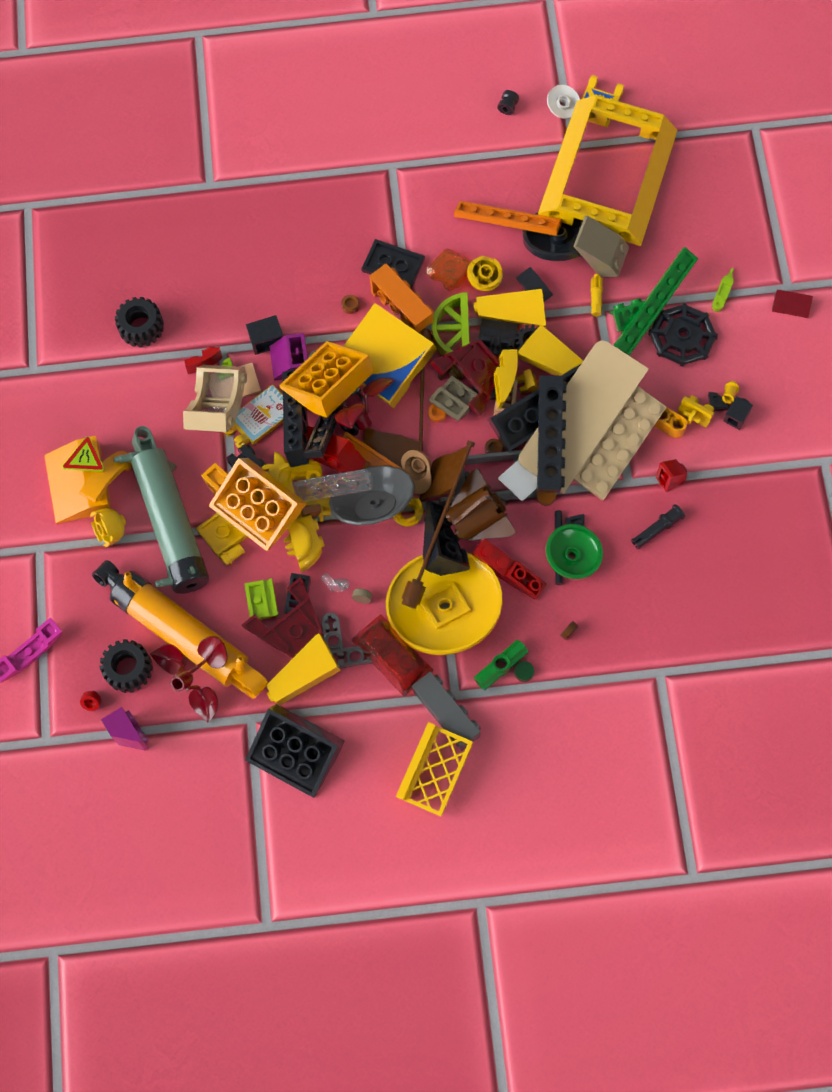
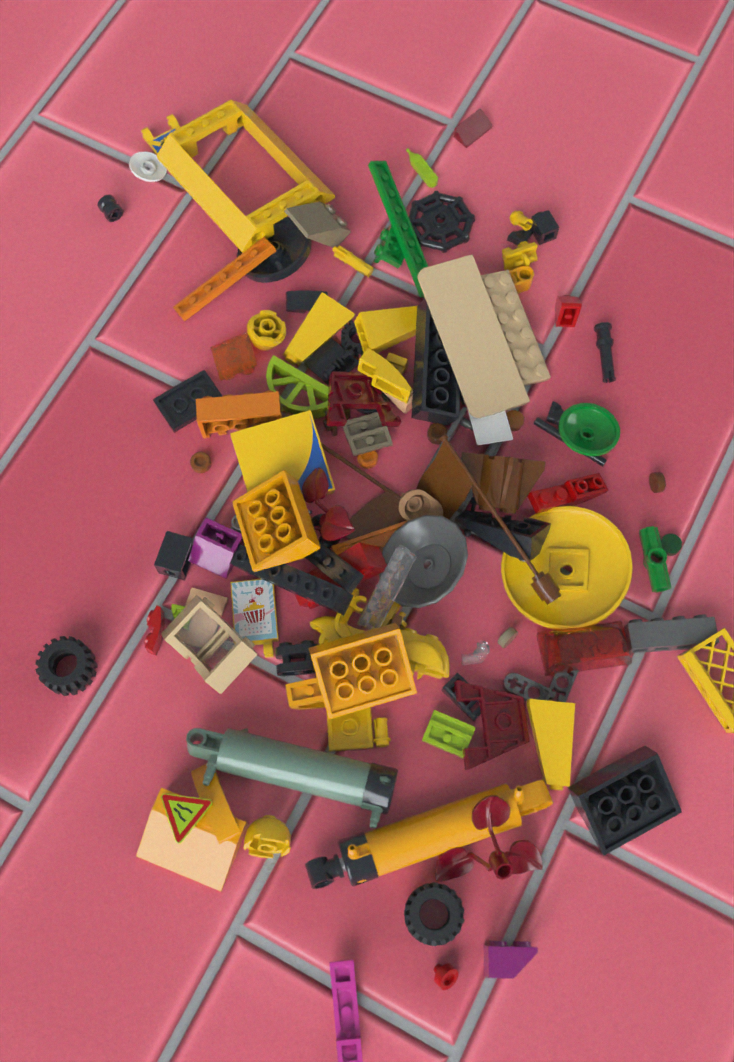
camera: 60 degrees left, 0 degrees up
(548, 385) = (463, 371): black brick -> none

